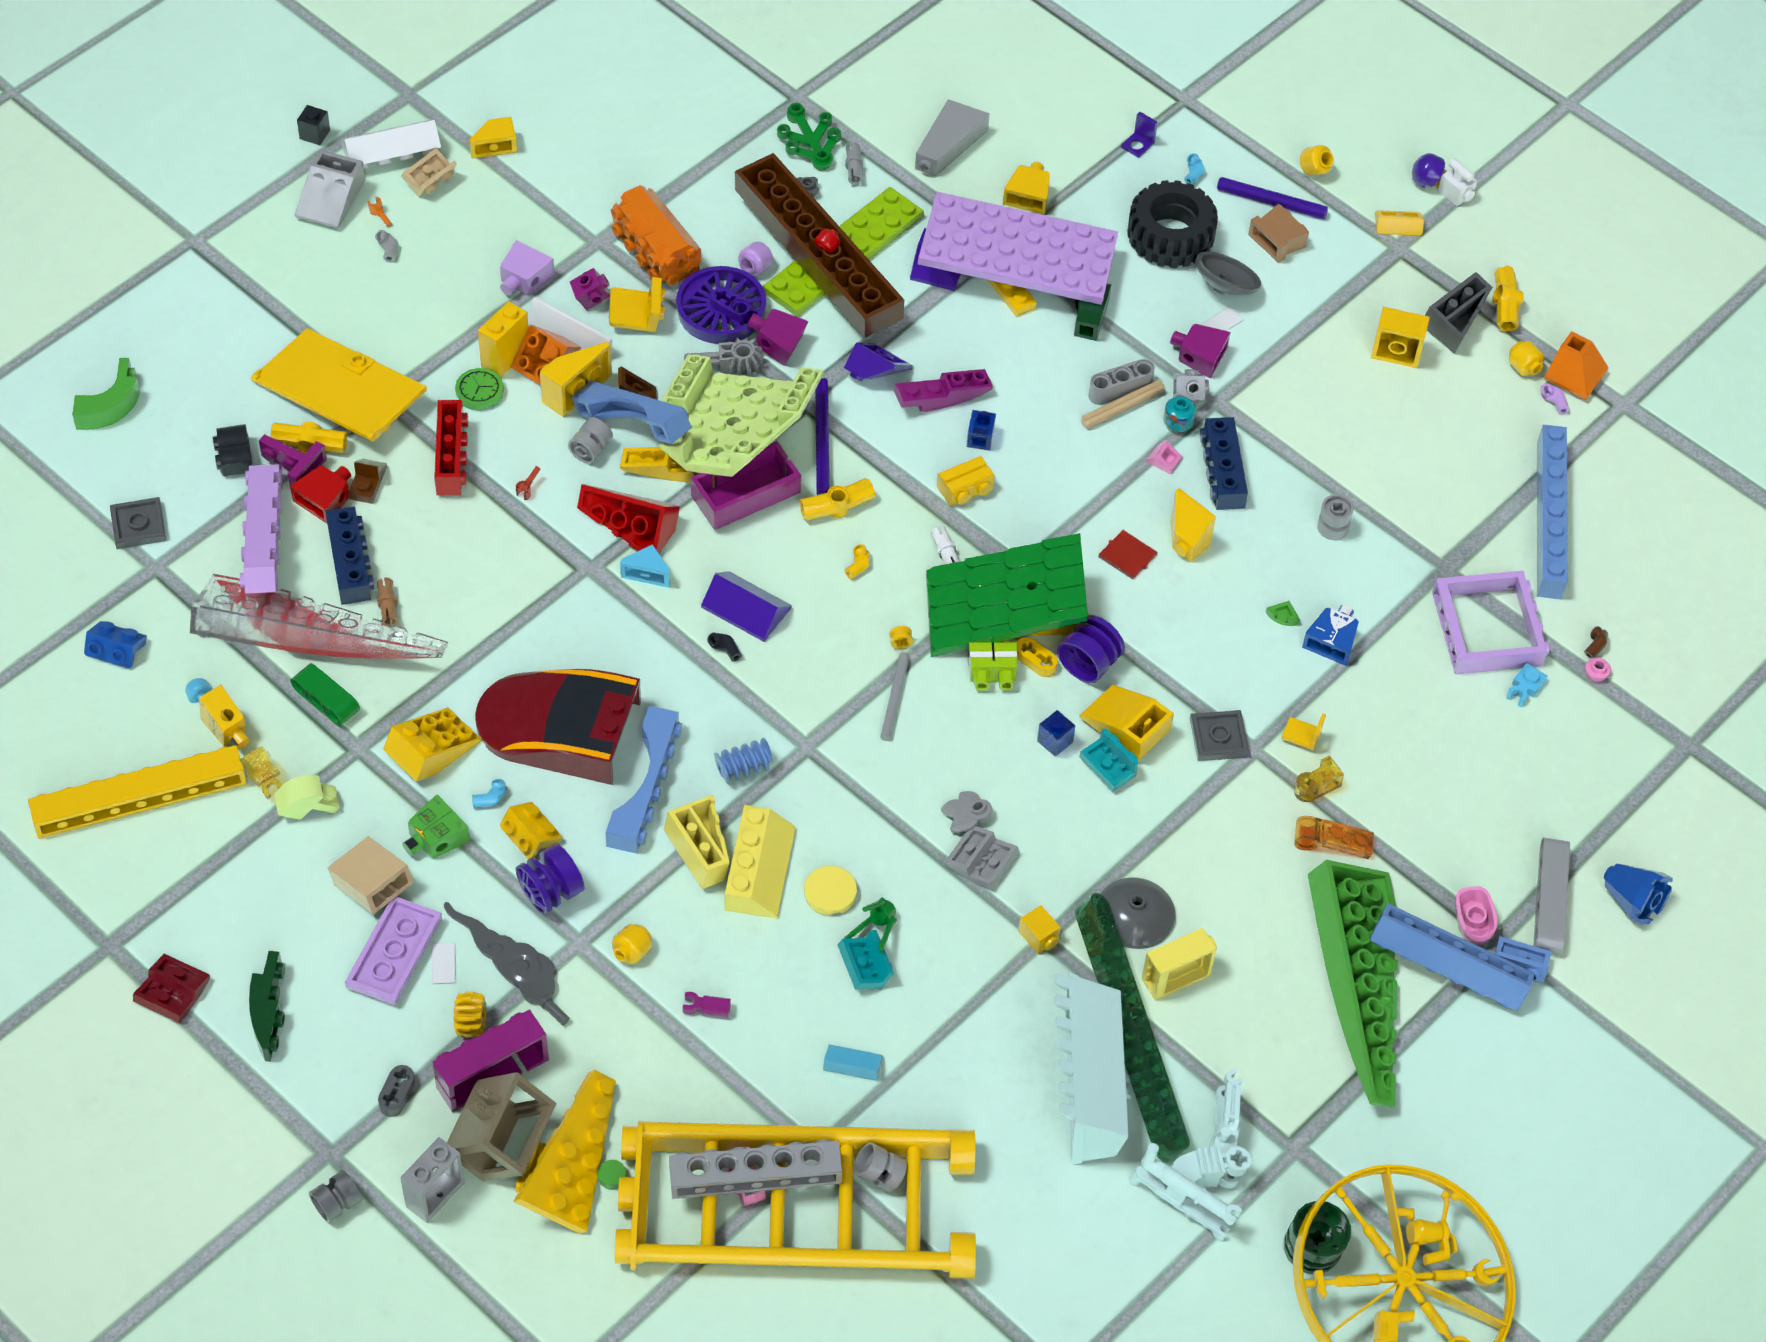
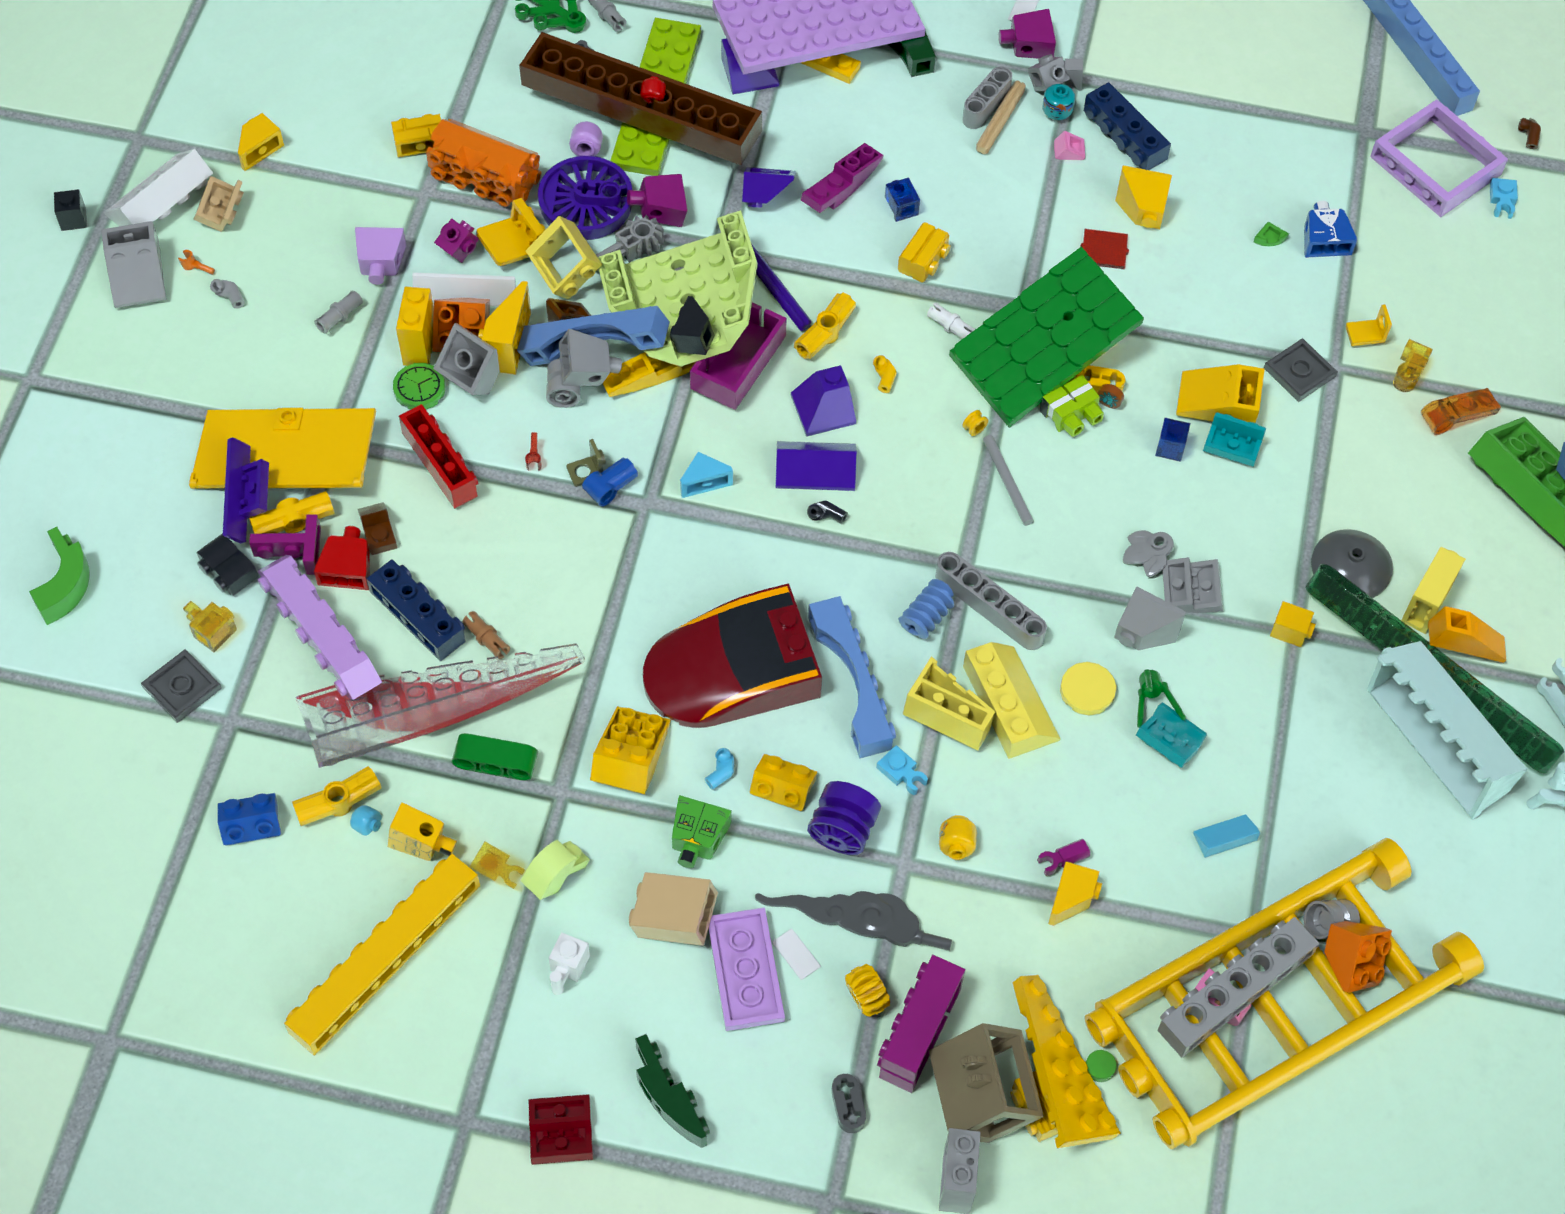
camera: 30 degrees left, 5 degrees up
(187, 661) = (352, 789): none -> yellow piece
(190, 488) = (211, 625): none -> clear yellow brick
(266, 869) = (567, 961): none -> white brick
(282, 398) = (244, 489): none -> dark purple bracket
(459, 301) = (338, 311): none -> light grey pin
(523, 387) = (468, 361): none -> light grey slope
(563, 535) = (604, 486): none -> blue piece
(570, 514) = (594, 463): none -> olive bracket
(614, 429) = (585, 359): none -> light grey torso
(615, 185) = (414, 134): none -> yellow brick
(629, 516) = (660, 436): red wedge -> none
(630, 870) = (900, 767): none -> medium azure plate
(672, 323) = (542, 251): none -> light yellow window
(690, 1035) = (1074, 892): none -> yellow slope
(708, 443) = (692, 329): none -> black slope
(790, 559) = (824, 401): none -> dark purple slope
(802, 790) = (996, 611): none -> light grey beam
(876, 1203) = (1357, 954): none -> orange slope
(914, 862) = (1149, 621): none -> light grey slope
(1032, 672) = (1110, 396): none -> dark orange tile
(1091, 649) = (1150, 350): dark purple wheel -> none
(1180, 1015) = (1466, 634): none -> light orange slope
(1213, 395) = (1074, 69): none -> light grey piece
(1335, 517) = (1253, 128): light grey wheel -> none
(1597, 674) = (1548, 155): bright pink plate -> none

